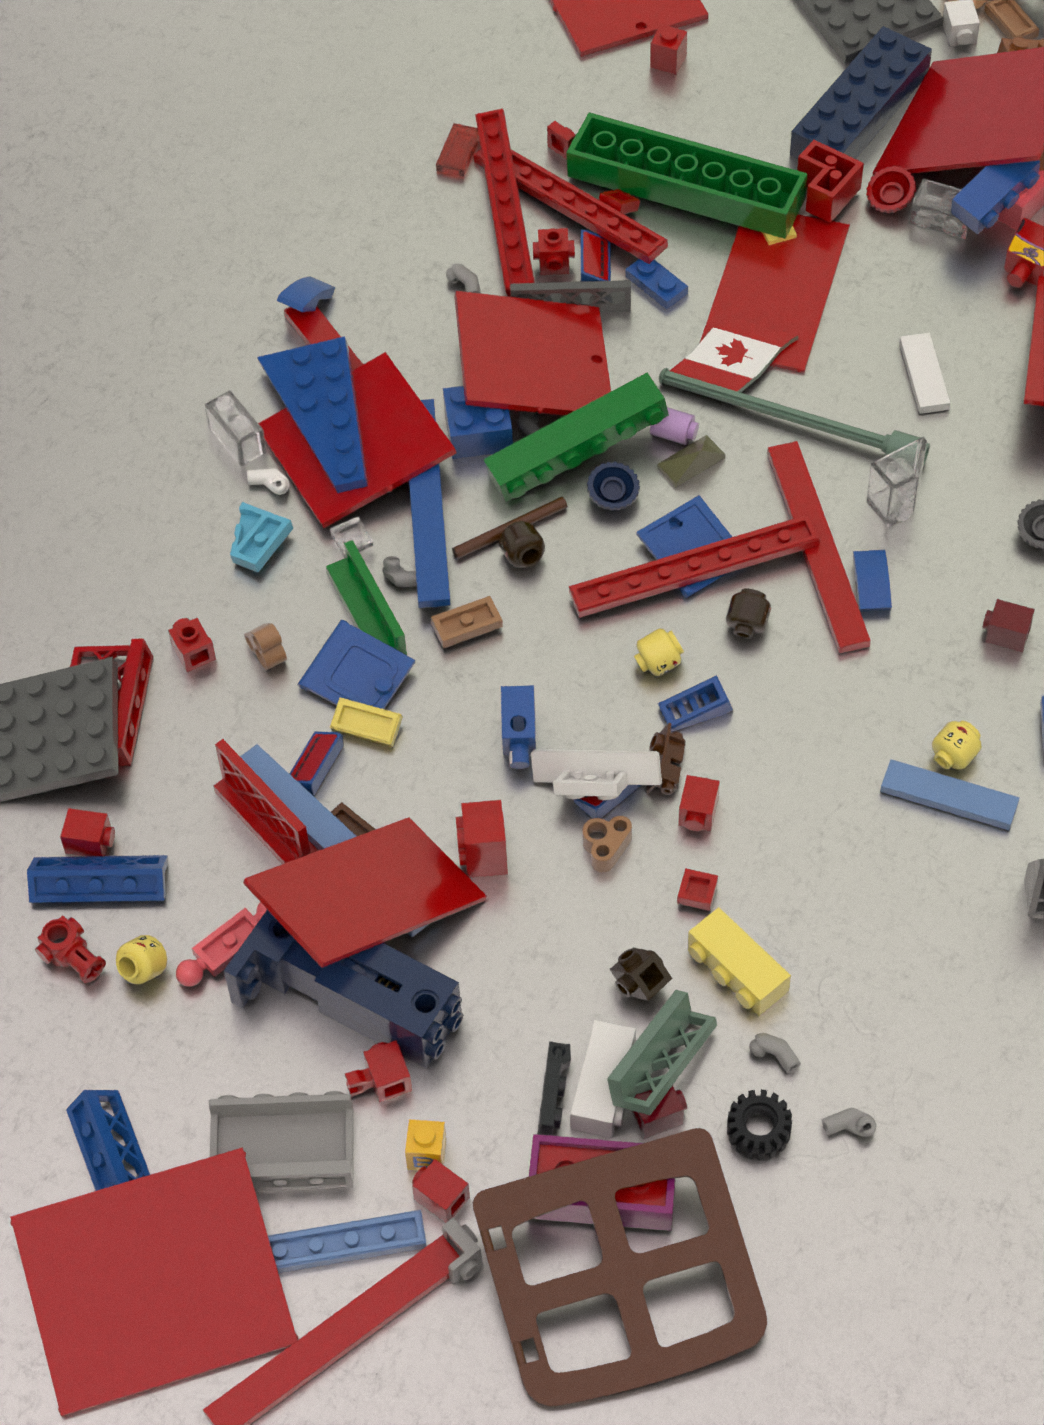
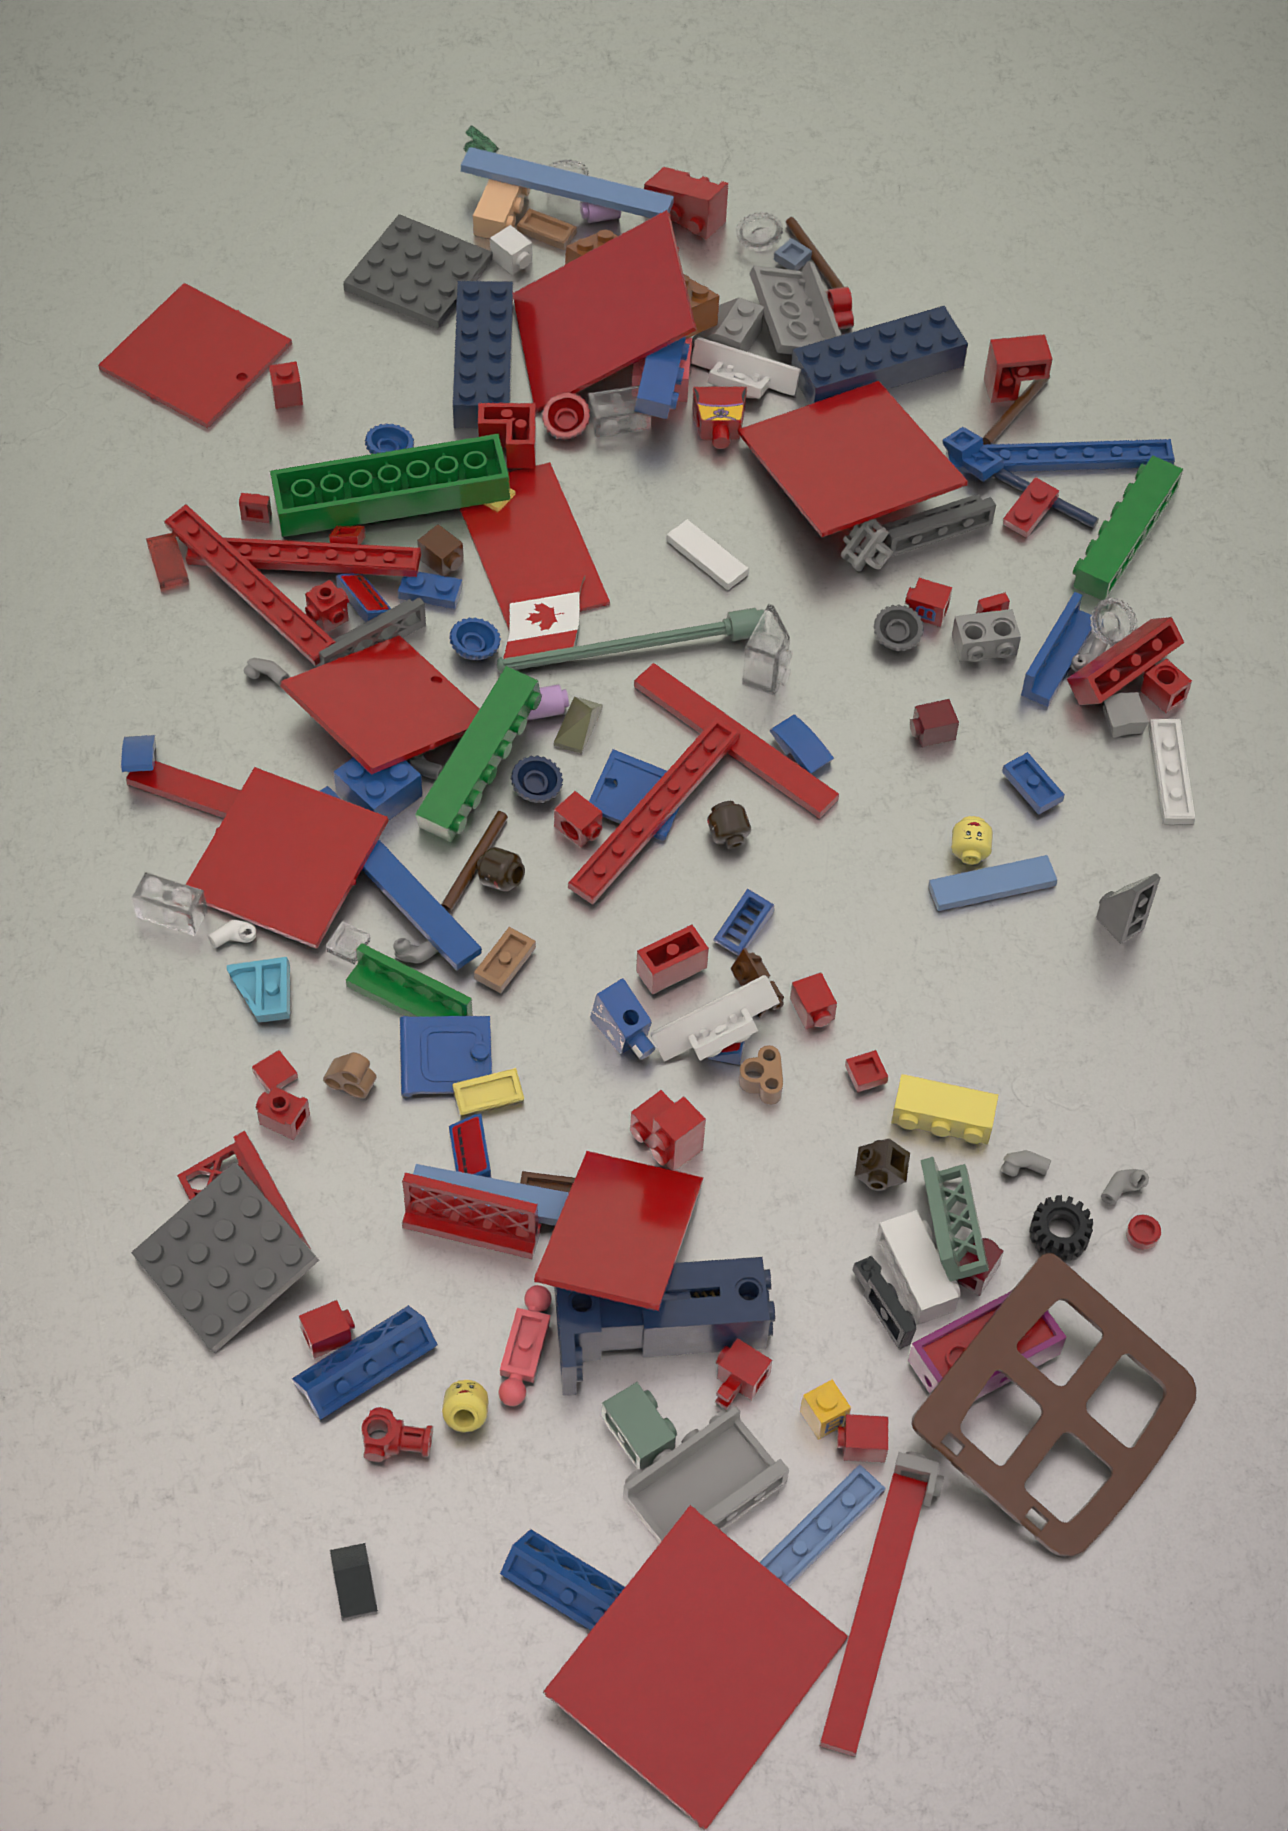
camera: 40 degrees left, 0 degrees up
(213, 609) = (275, 1071): none -> red tile
(265, 1060) = (638, 1425): none -> sand green brick
(321, 399) = (230, 838): blue wing -> none
(601, 698) = (672, 959): none -> red brick
(621, 538) = (578, 819): none -> red brick
(656, 341) = (474, 639): none -> blue hat
(658, 652) = (684, 896): light yellow head -> none
(688, 252) = (441, 550): none -> reddish brown brick
(719, 135) = (388, 438): none -> blue hat
(834, 1174) = (1143, 1232): none -> red tile

